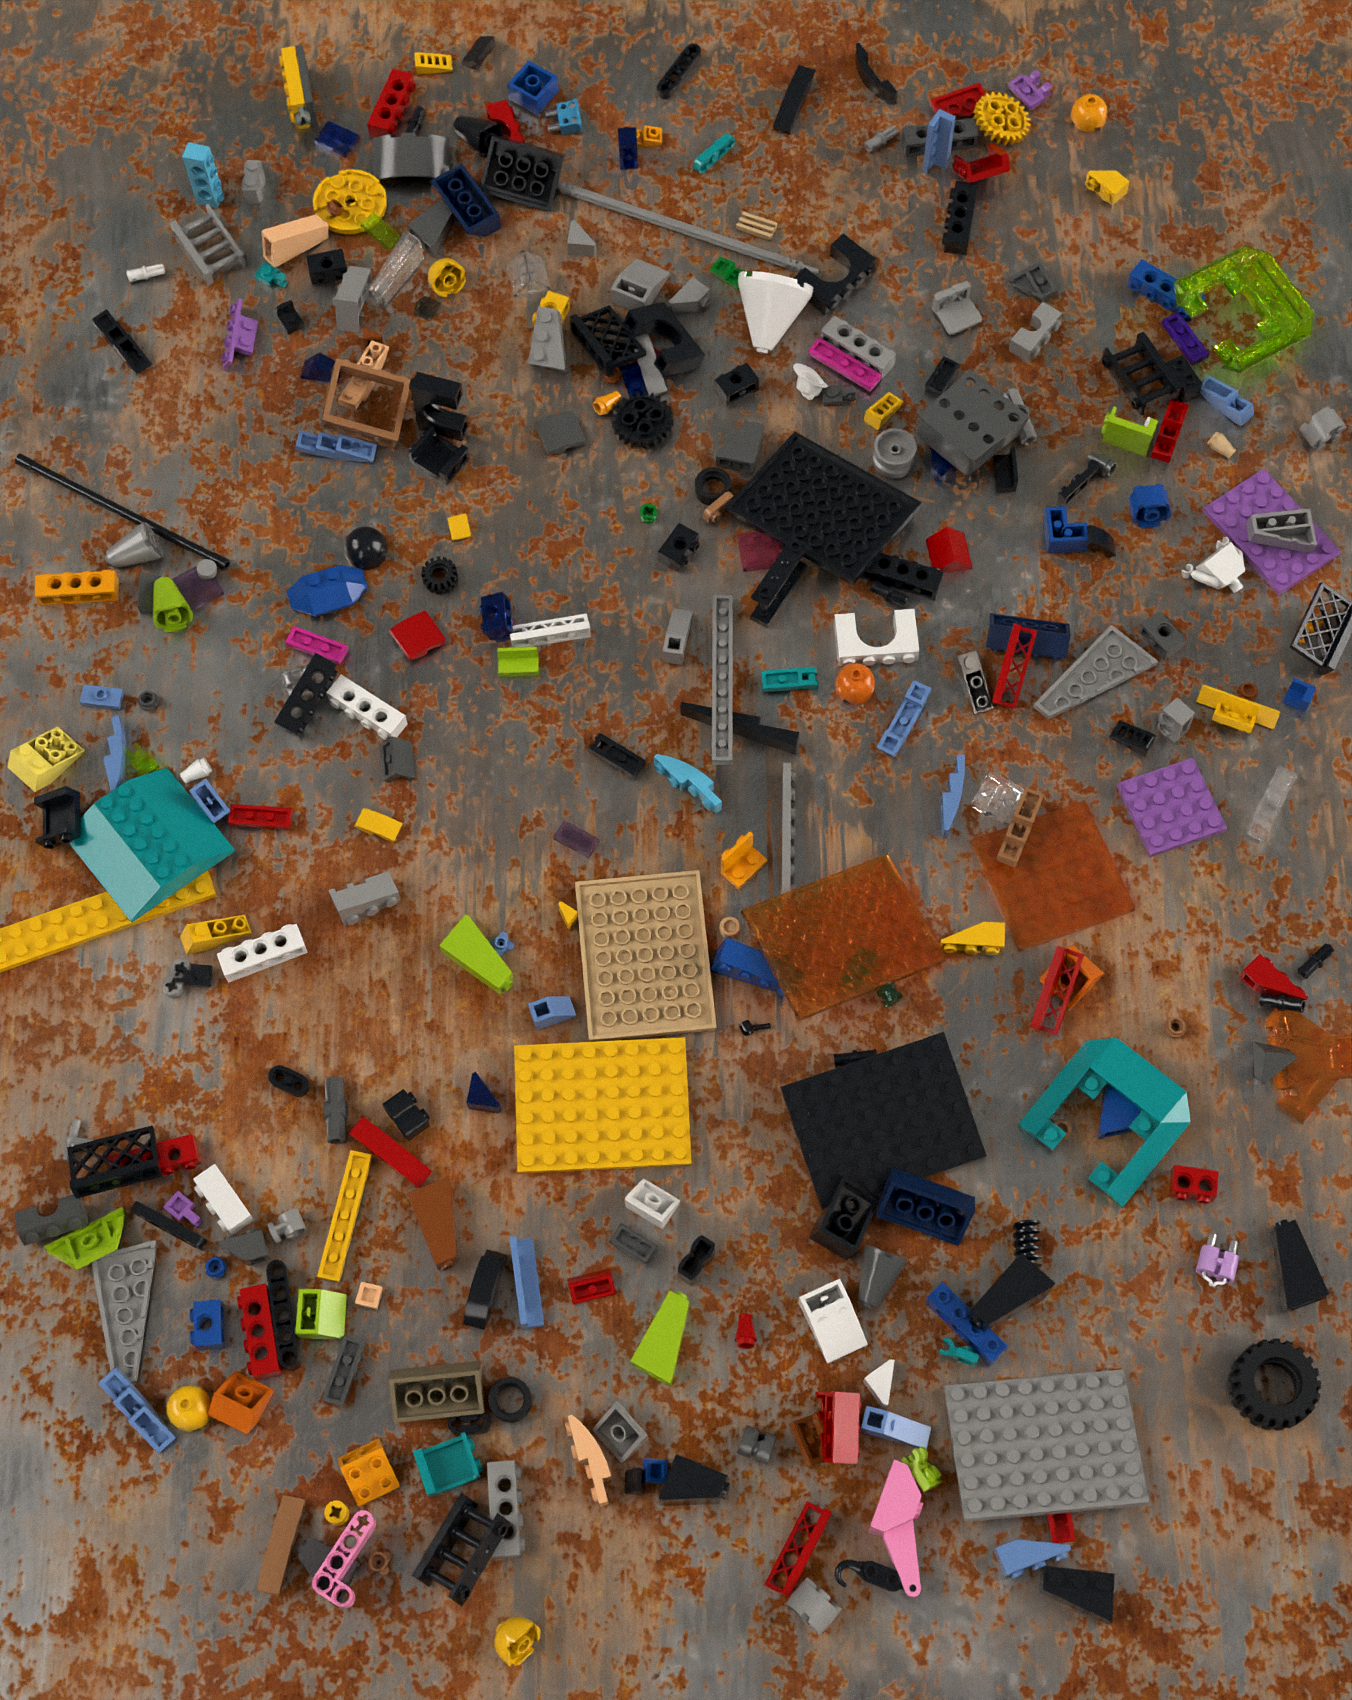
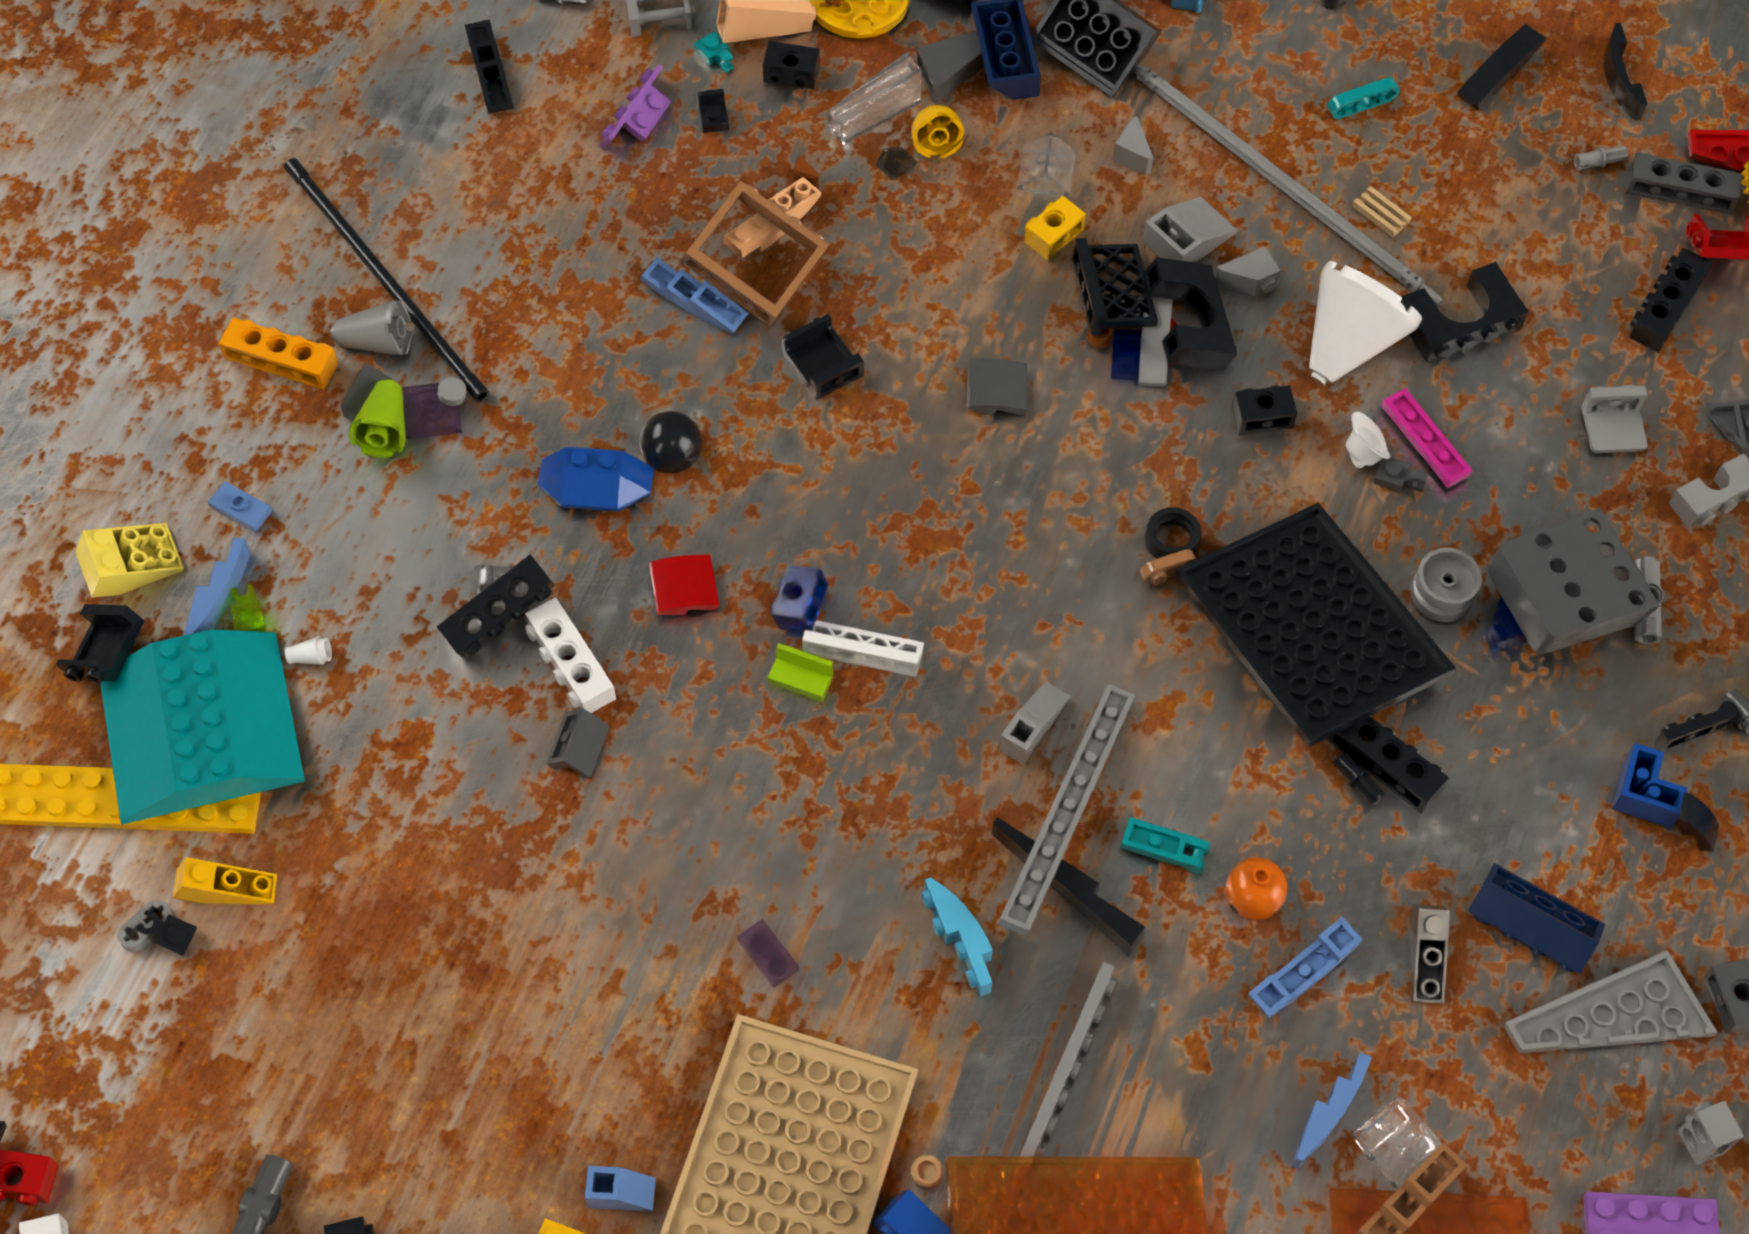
camera: 20 degrees right, 5 degrees down
(148, 695) = (291, 528): dark grey plate -> none
(209, 801) = (303, 699): medium blue slope -> none
(256, 962) = (317, 947): white brick -> none
(260, 816) = (361, 748): red plate -> none
(289, 1082) = (219, 1137): black plate -> none
(314, 643) = (545, 546): dark pink plate -> none
(318, 368) = (716, 188): clear blue slope -> none
(350, 298) = (801, 115): light grey wedge -> none
(365, 898) = (441, 919): light grey wedge -> none
(378, 824) = (510, 822): yellow slope -> none
(380, 231) = (879, 42): clear neon green plate -> none
(432, 391) = (836, 277): black arch -> none
(439, 585) = (755, 528): black tyre -> none
(459, 527) = (805, 461): yellow slope -> none
(476, 955) = (553, 1058): lime slope -> none
(507, 945) = (602, 1068): medium blue plate -> none
(547, 341) = (1032, 259): light grey wedge -> none
(568, 914) = (707, 1058): yellow slope -> none
(606, 403) = (1077, 369): light orange cone -> none
(616, 755) = (877, 857): black plate -> none
(628, 148) = (1249, 51): clear blue brick -> none
(629, 412) = (1114, 410): black gear -> none
(649, 136) = (1269, 45): light orange slope -> none
(650, 508) = (1075, 534): green bush -> none
(680, 537) = (1095, 587): black brick -> none
(727, 272) = (1314, 255): green slope -> none
(741, 861) = (984, 1082): light orange bracket -> none
(742, 448) = (1235, 499): dark grey slope -> none
(757, 551) = (1197, 649): clear pink plate -> none
(779, 582) = (1206, 702): black fence -> none
(855, 337) = (1436, 385): light grey brick -> none
(876, 419) = (1442, 530): yellow slope -> none
(901, 649) = (1344, 864): white arch -> none
(938, 141) = (1678, 185): medium blue fence -> none
(942, 375) = (1559, 503): black plate -> none
(949, 551) = (1469, 751): red slope -> none
(1006, 471) = (1597, 670): black panel -> none
(1008, 659) = (1487, 948): red fence -> none
(1135, 731) = (1636, 1148): black slope -> none

